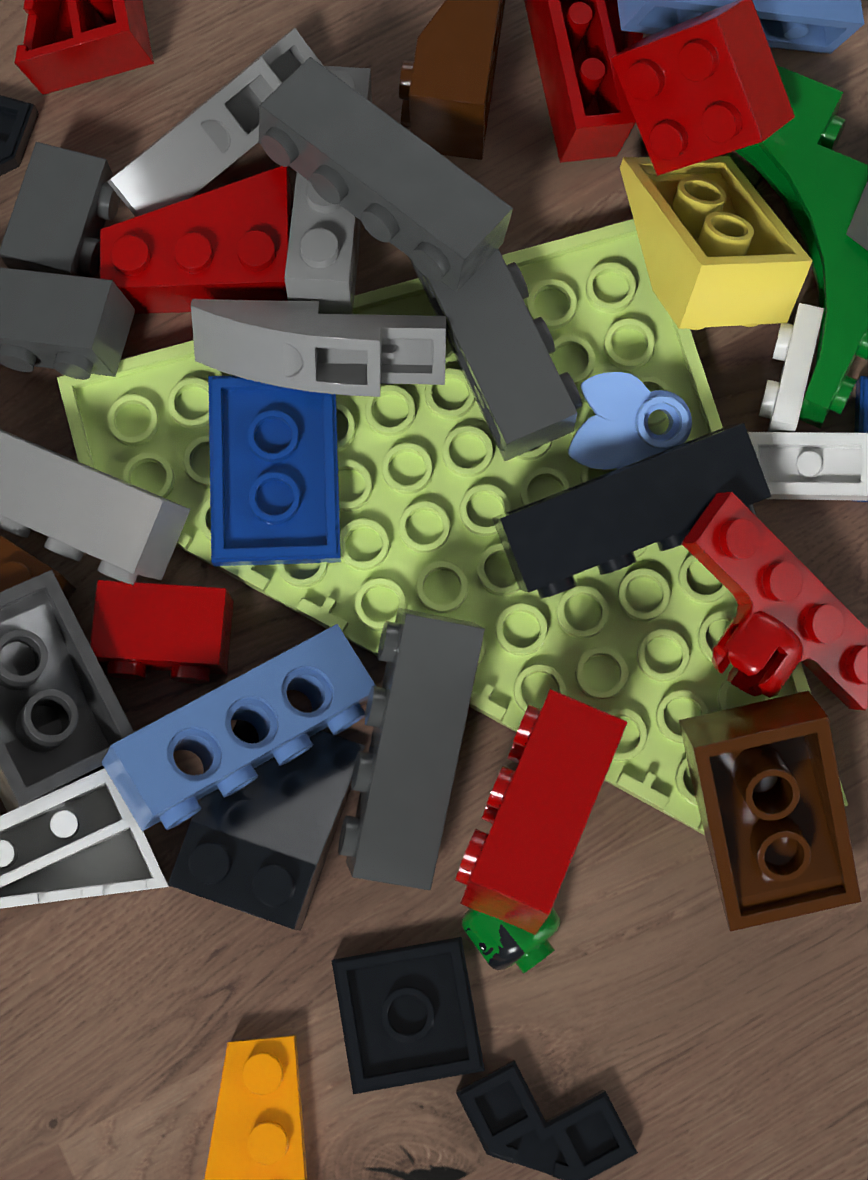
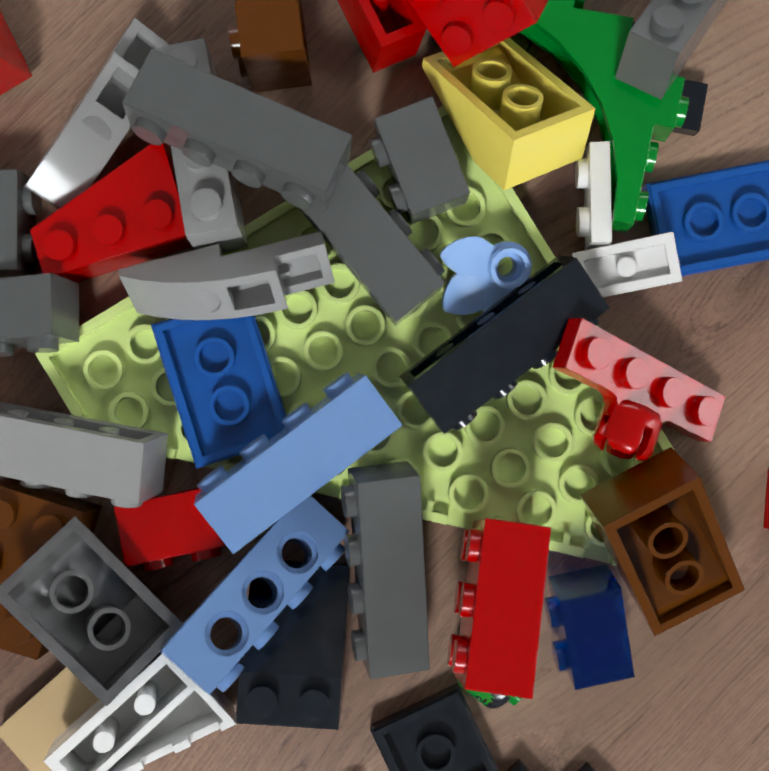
camera: 15 degrees left, 10 degrees up
(339, 577) = (295, 461): none -> medium blue brick
(586, 271) = (419, 160): none -> dark grey brick
(649, 896) = (590, 627): none -> clear blue brick

